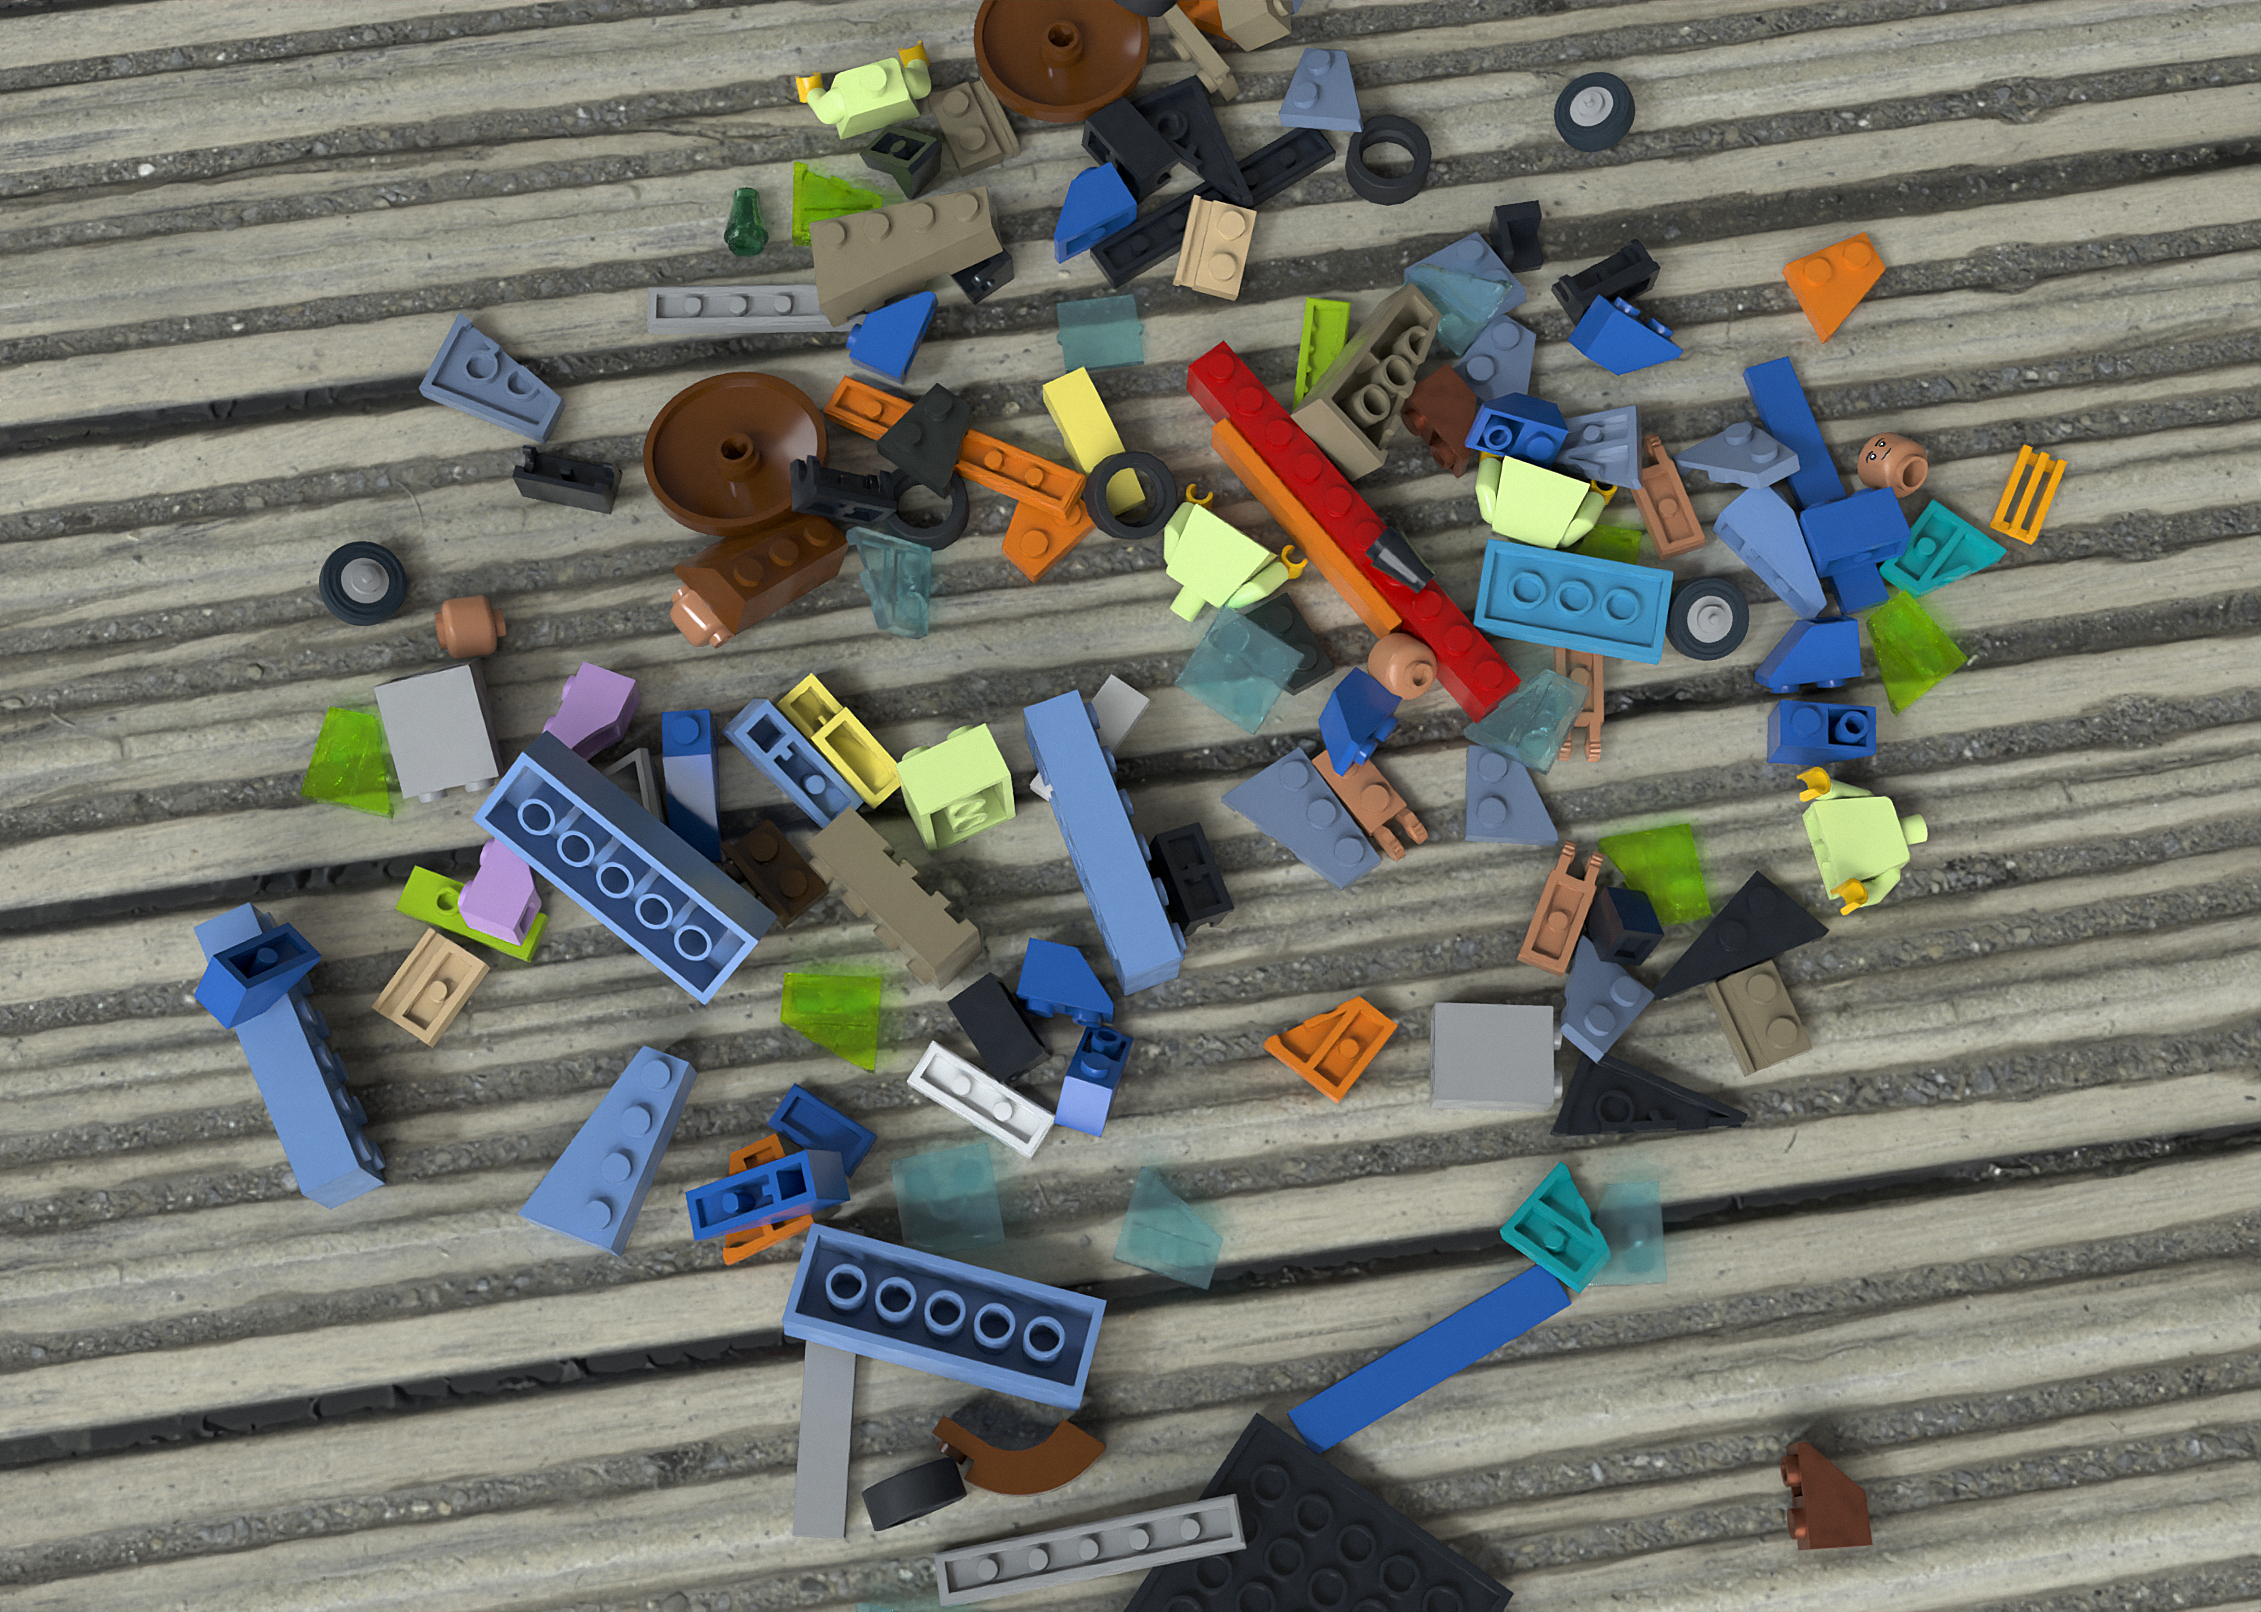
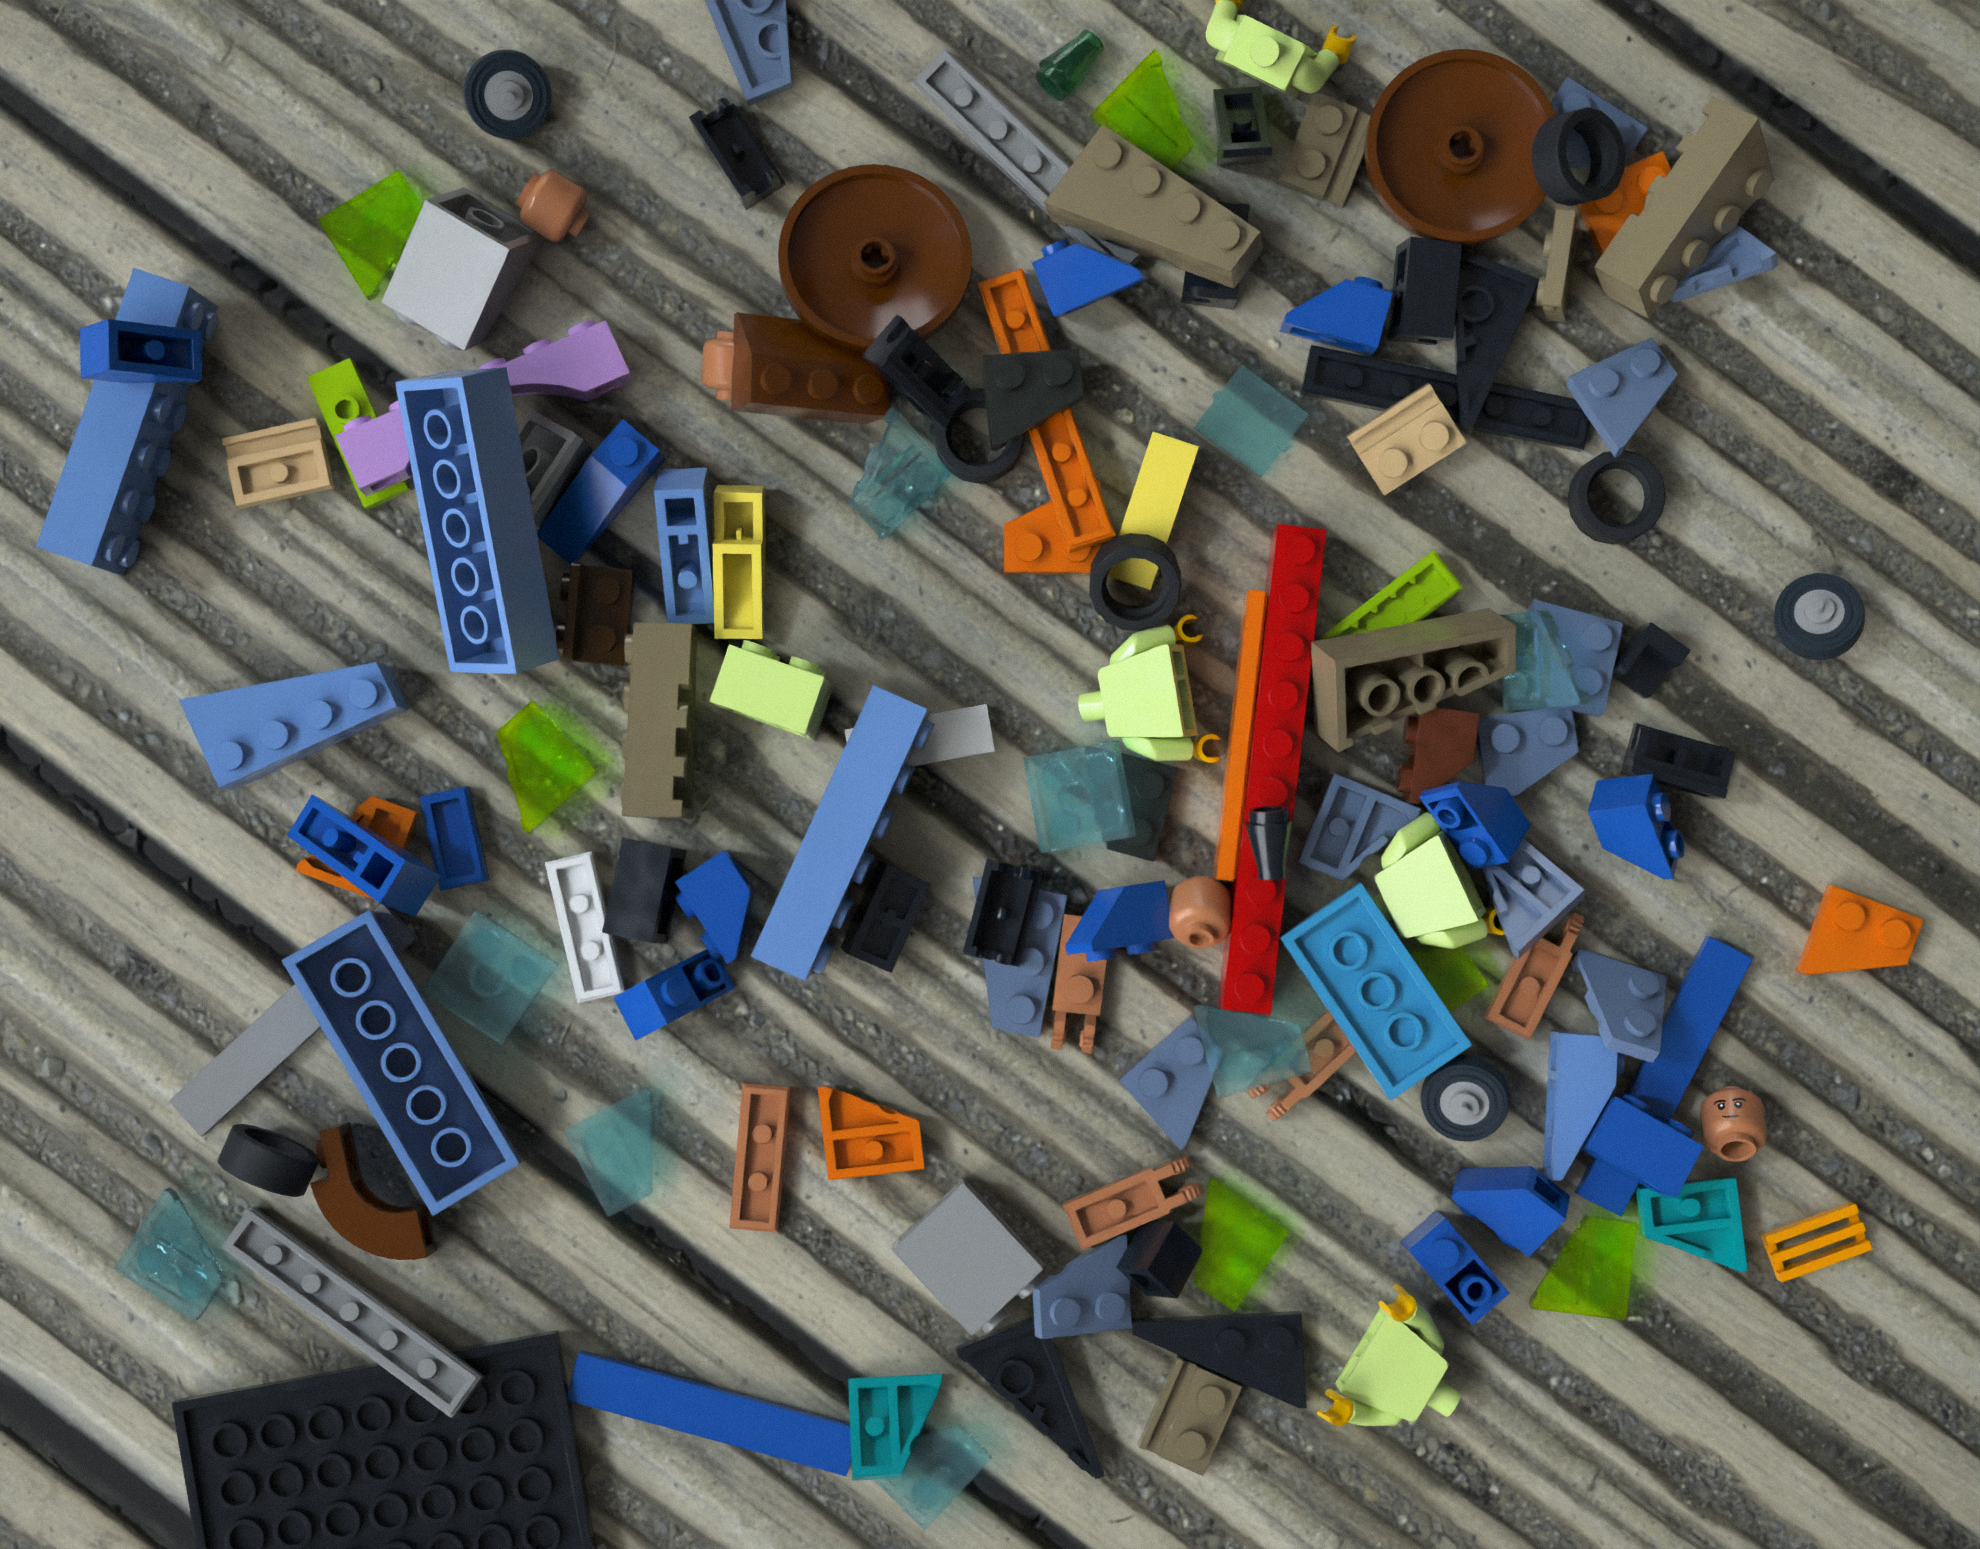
camera: 50 degrees right, 15 degrees up
(1270, 792) = (1003, 913): none -> black hinge
(1273, 1139) = (760, 1157): none -> nougat tile
(1441, 519) = (1351, 827): none -> sand blue wing

